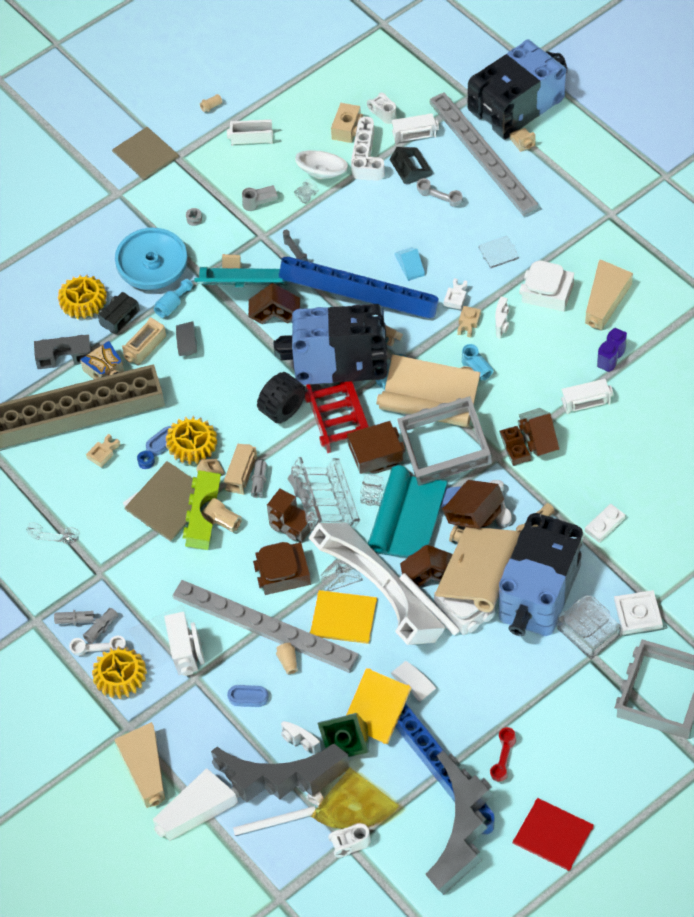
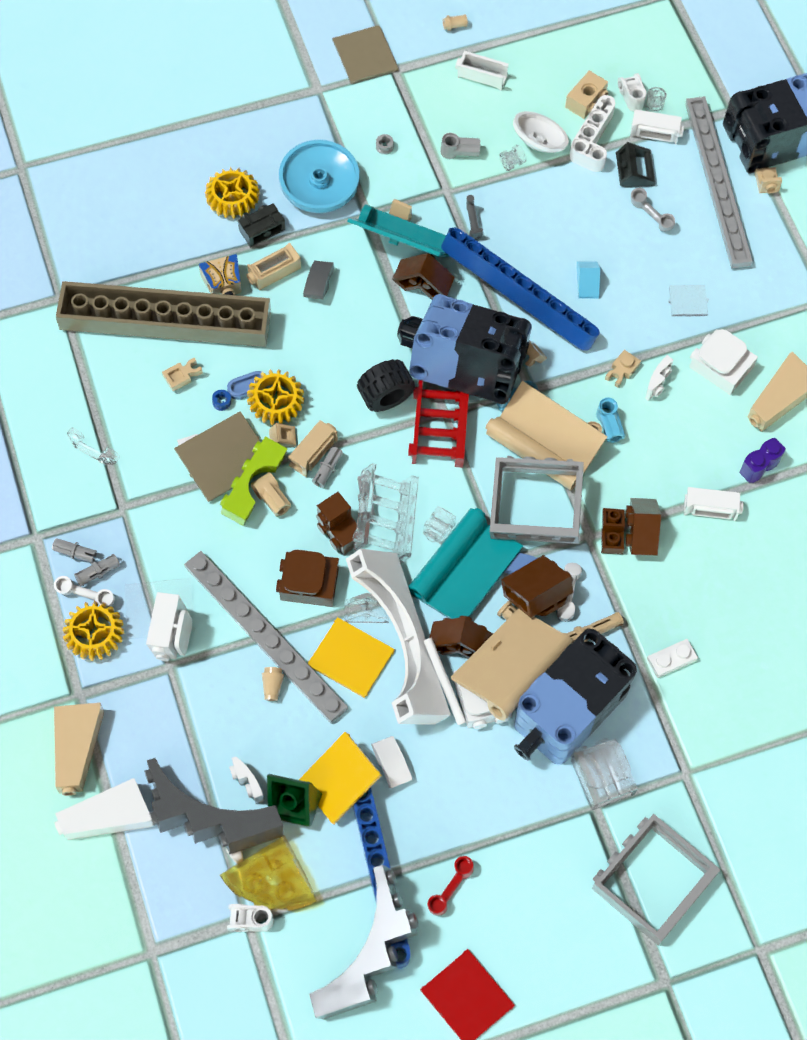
camera: 15 degrees right, 10 degrees up
(48, 350) = (172, 241): dark grey arch -> none
(171, 299) = (321, 230): medium azure piece -> none
(247, 696) = (214, 708): medium blue tile -> none
(273, 820) = (181, 862): white bar -> none
(376, 448) = (463, 479): reddish brown brick -> none
(404, 107) = (655, 100): none -> clear wheel
(456, 296) = (621, 335): white plate -> none
(638, 612) = (664, 777): white plate -> none

